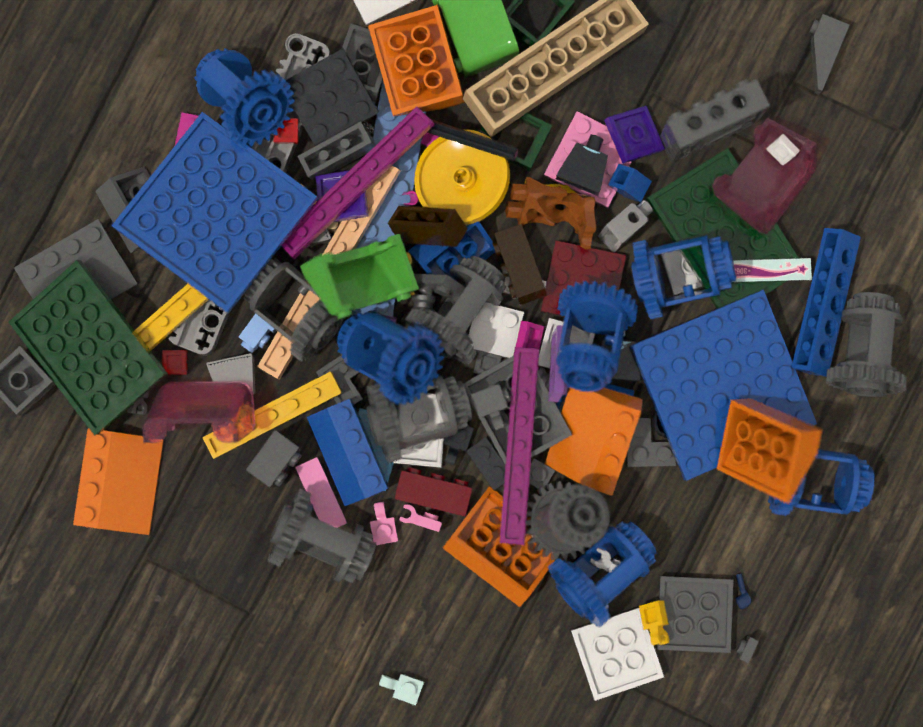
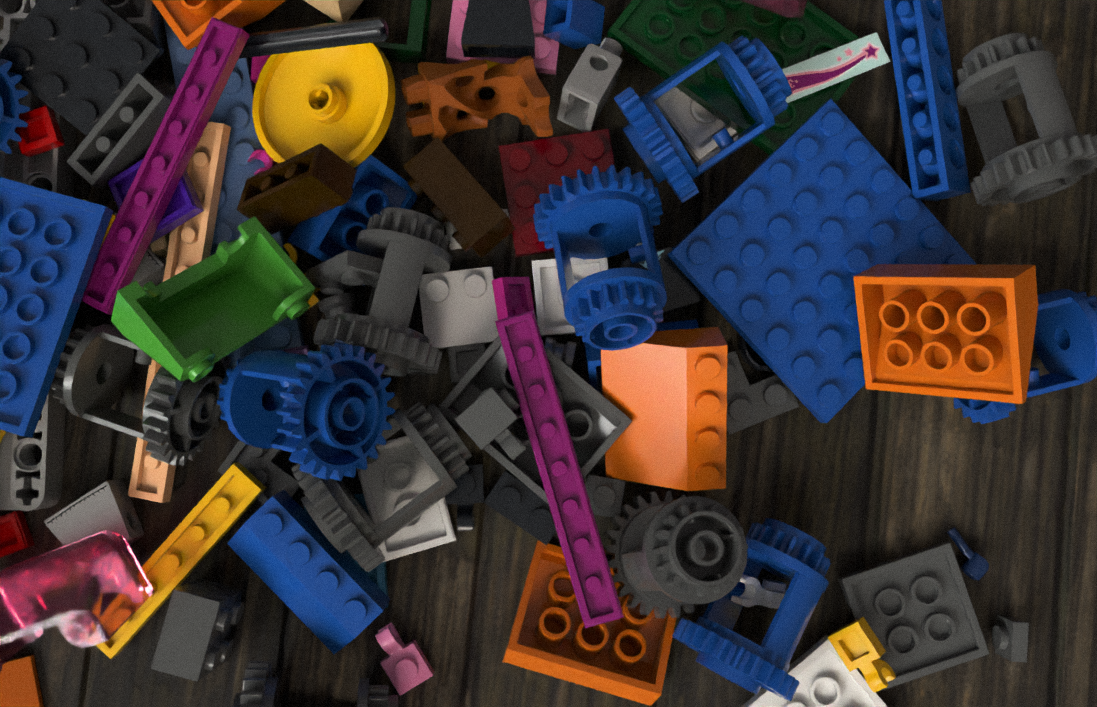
camera: 20 degrees left, 0 degrees up
(256, 334) = (105, 450): light blue brick -> none
(322, 495) = (294, 649): bright pink tile -> none
(428, 521) = (465, 630): bright pink plate -> none
(433, 491) = (457, 583): dark red brick -> none
(556, 384) = (580, 354): medium lavender plate -> none

